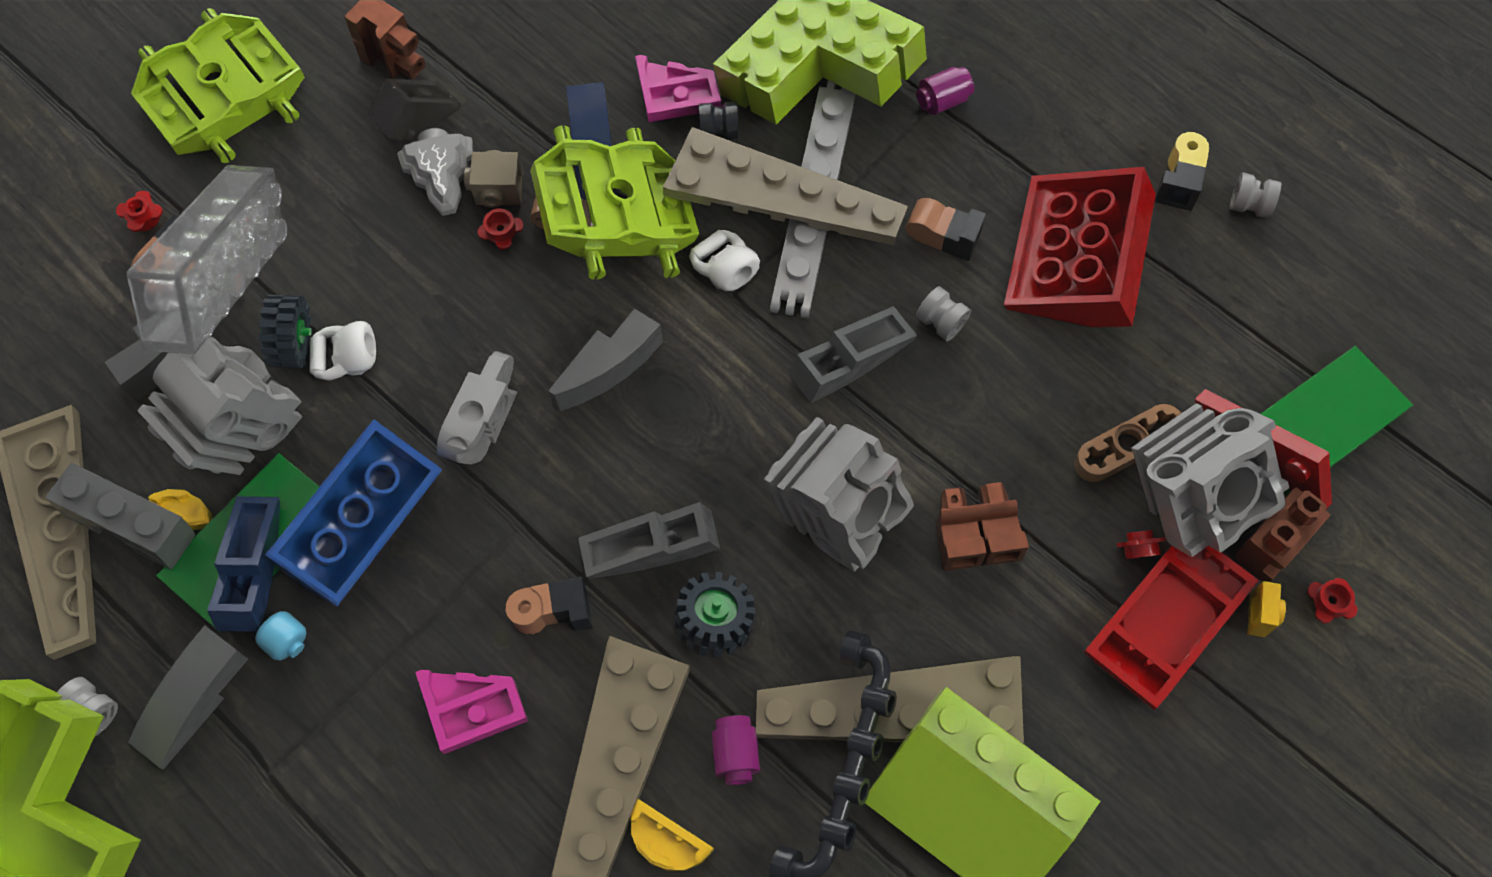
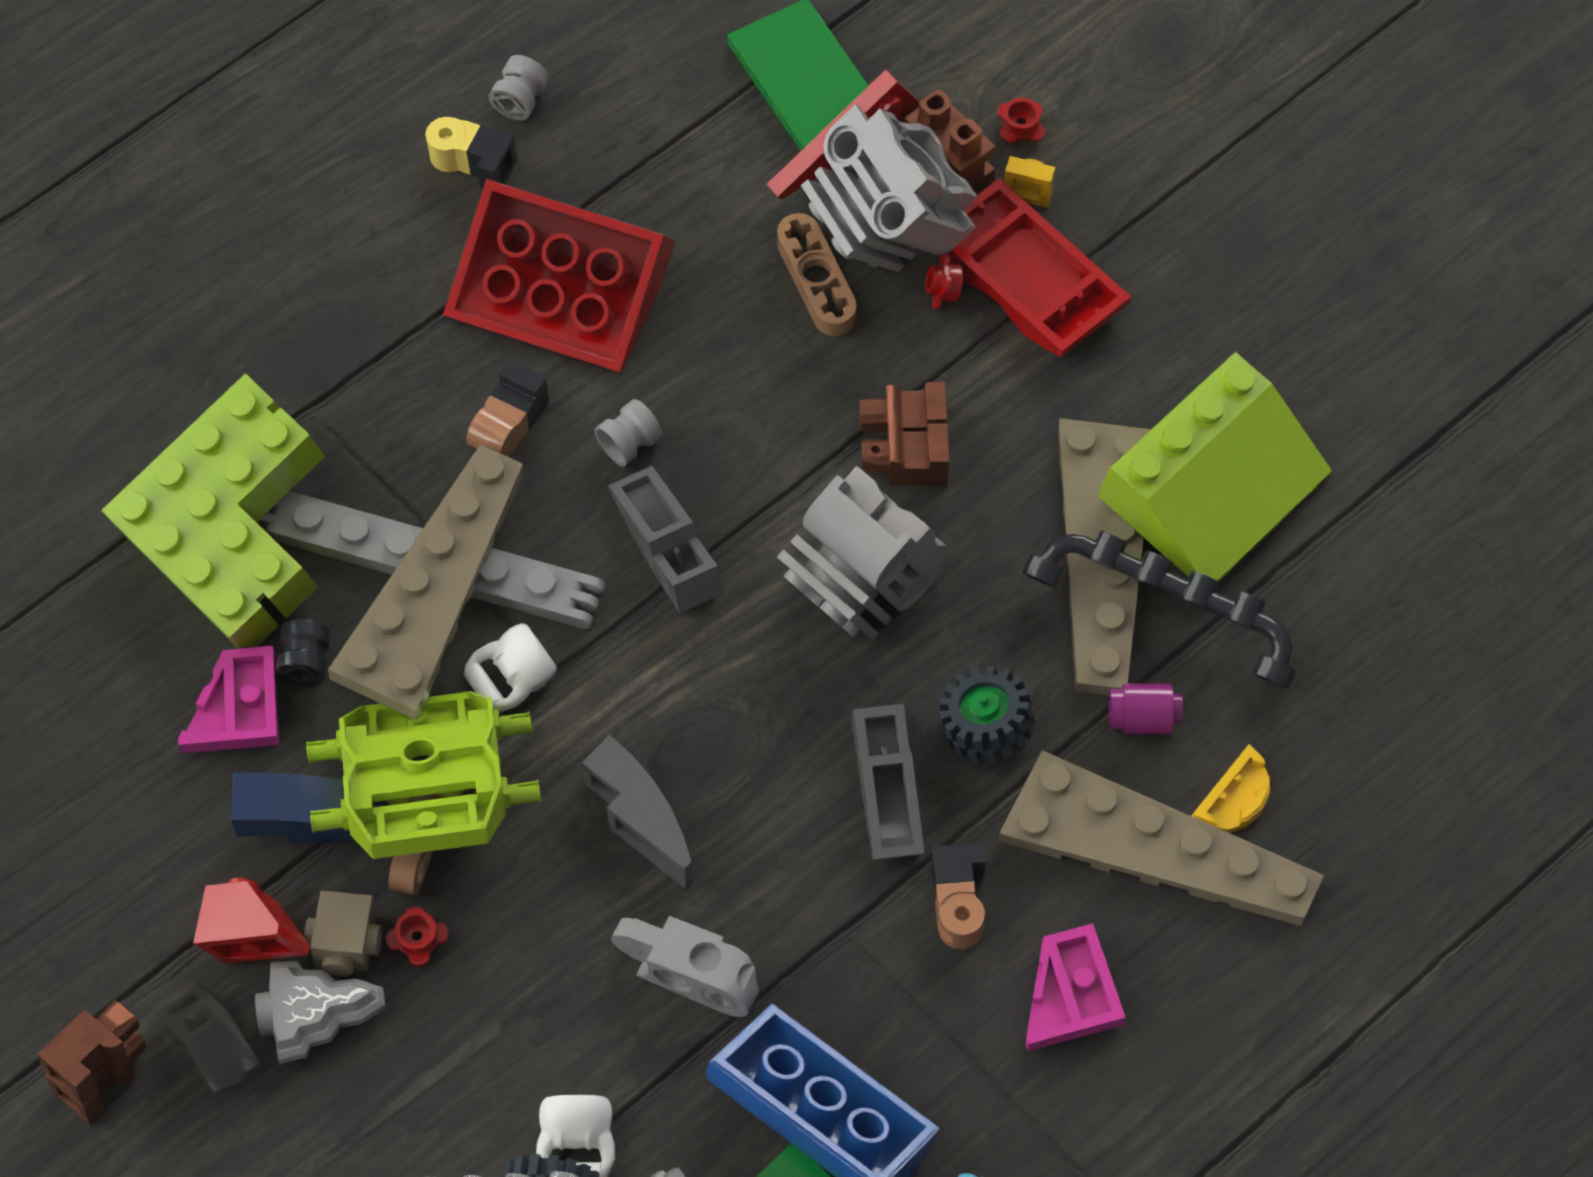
camera: 85 degrees left, 5 degrees down
(494, 115) = (246, 924): none -> slope
(945, 90) = (304, 386): magenta brick -> none

